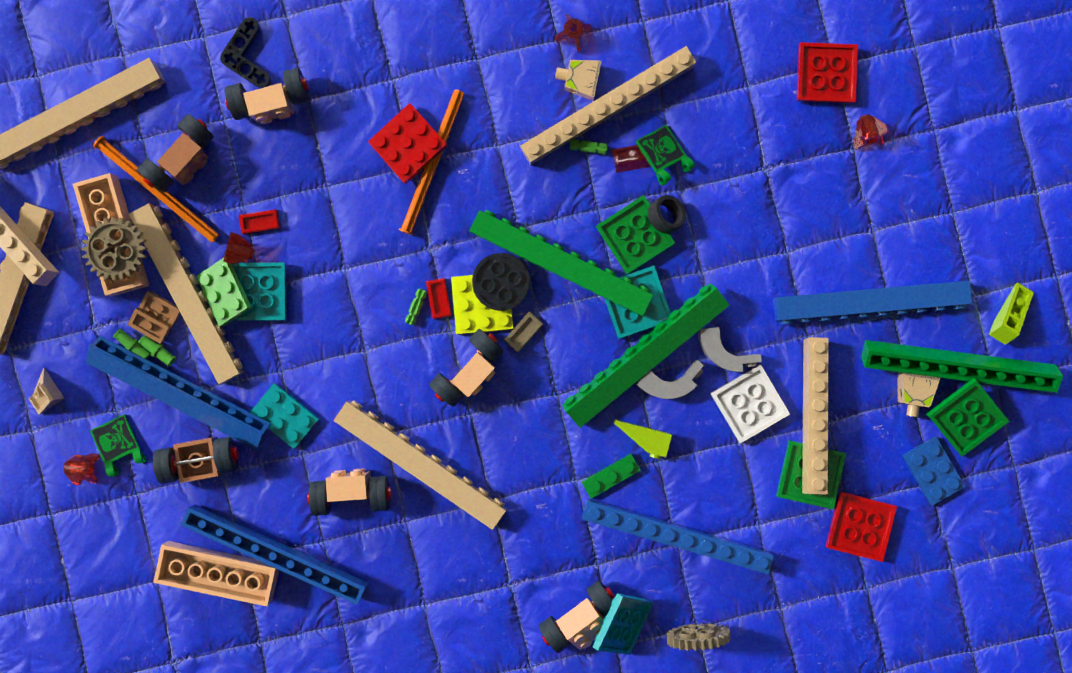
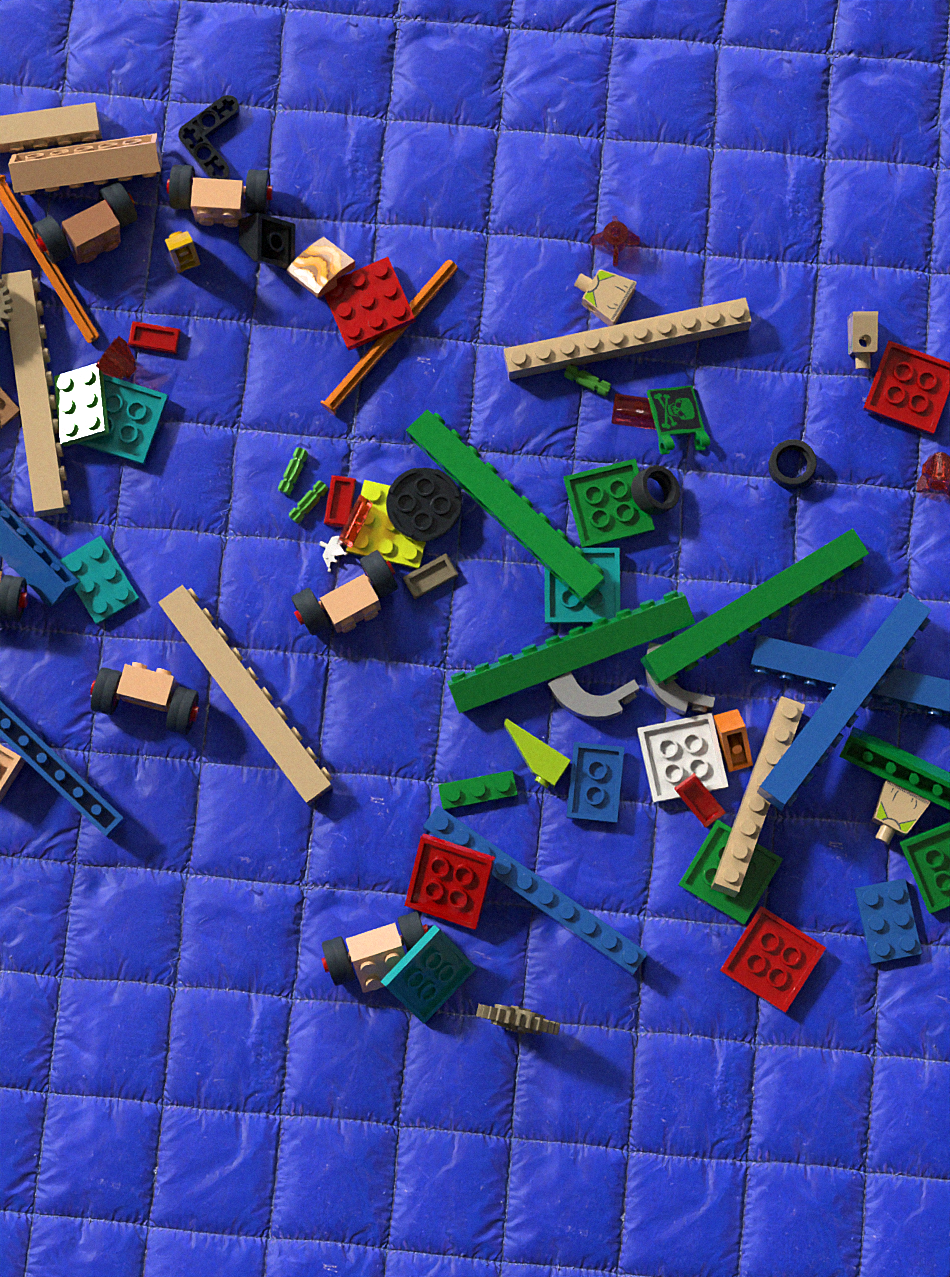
camera: 20 degrees right, 10 degrees down
(159, 108) = (85, 163): none -> light nougat brick
(255, 150) = (182, 251): none -> yellow slope
(317, 120) = (268, 240): none -> black slope
(363, 127) = (320, 267): none -> slope
(396, 287) = (293, 471): none -> bright green axle
(446, 335) = (332, 550): none -> white piece
(455, 312) = (354, 521): none -> clear red slope
(615, 552) = (449, 881): none -> red plate
(693, 442) = (595, 782): none -> blue plate
(759, 145) = (800, 446): none -> black tyre
(768, 277) = (755, 606): none -> green brick
(773, 431) = (700, 800): none -> red tile
(781, 39) = (862, 326): none -> tan torso
(782, 378) = (733, 740): none -> orange slope
(858, 328) = (844, 701): none -> blue brick

